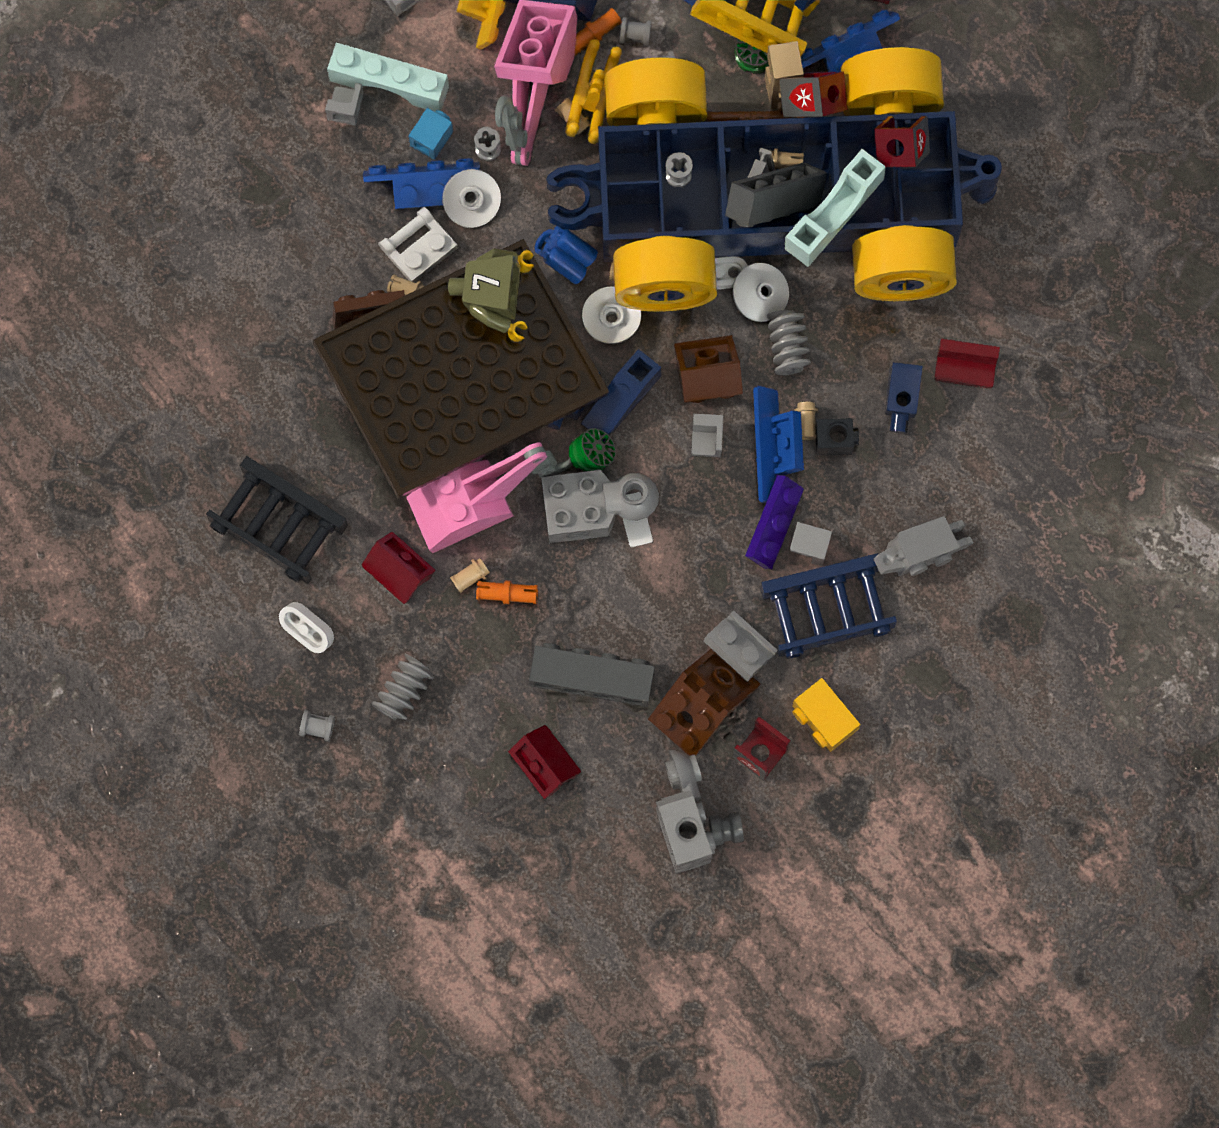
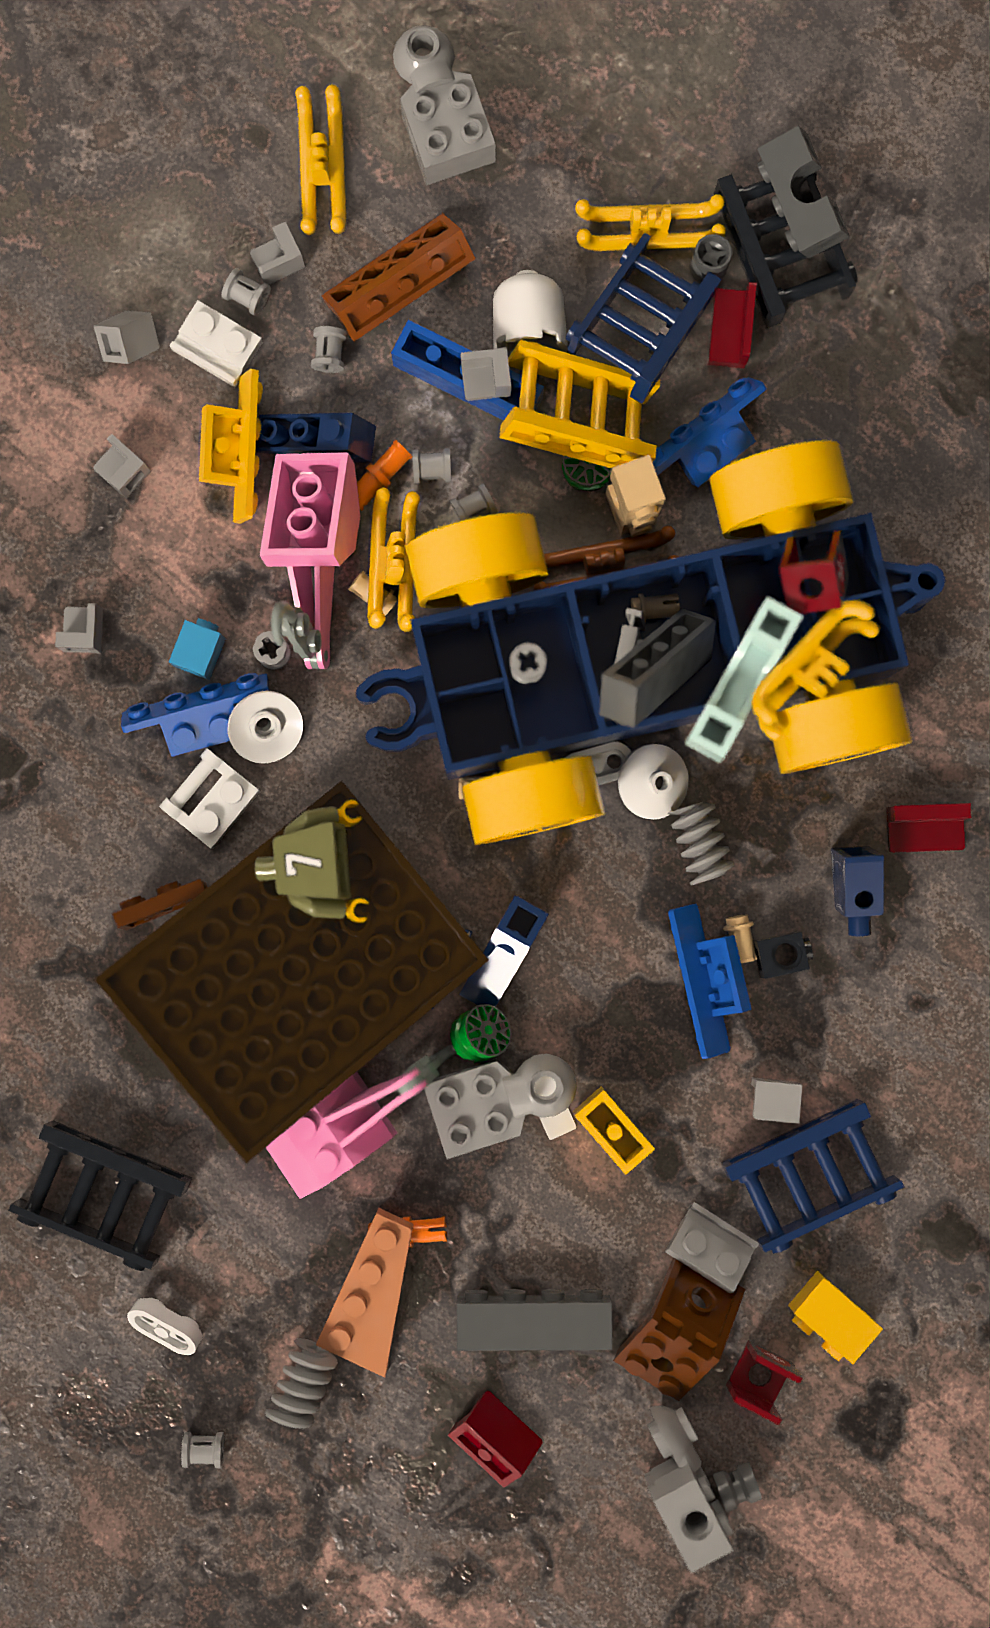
camera: 10 degrees left, 10 degrees up
(397, 567) = (265, 1223): dark red panel -> none
(403, 284) = (208, 860): tan pin -> none
(414, 83) = (131, 584): light aqua arch -> none
(464, 640) = (368, 1303): none -> nougat wing
(470, 575) = (356, 1218): tan pin -> none
(566, 253) = (398, 779): blue piece -> none
(598, 307) = (459, 866): white dish -> none
(680, 540) = (613, 1130): none -> yellow brick
(707, 435) = (620, 982): light grey panel -> none
(708, 369) = (606, 894): reddish brown slope -> none
(774, 522) = (725, 1080): dark purple plate -> none
(813, 94) = (686, 525): piece -> none
(886, 204) = (811, 662): none -> yellow piece
(922, 546) = (917, 1082): light grey hinge -> none

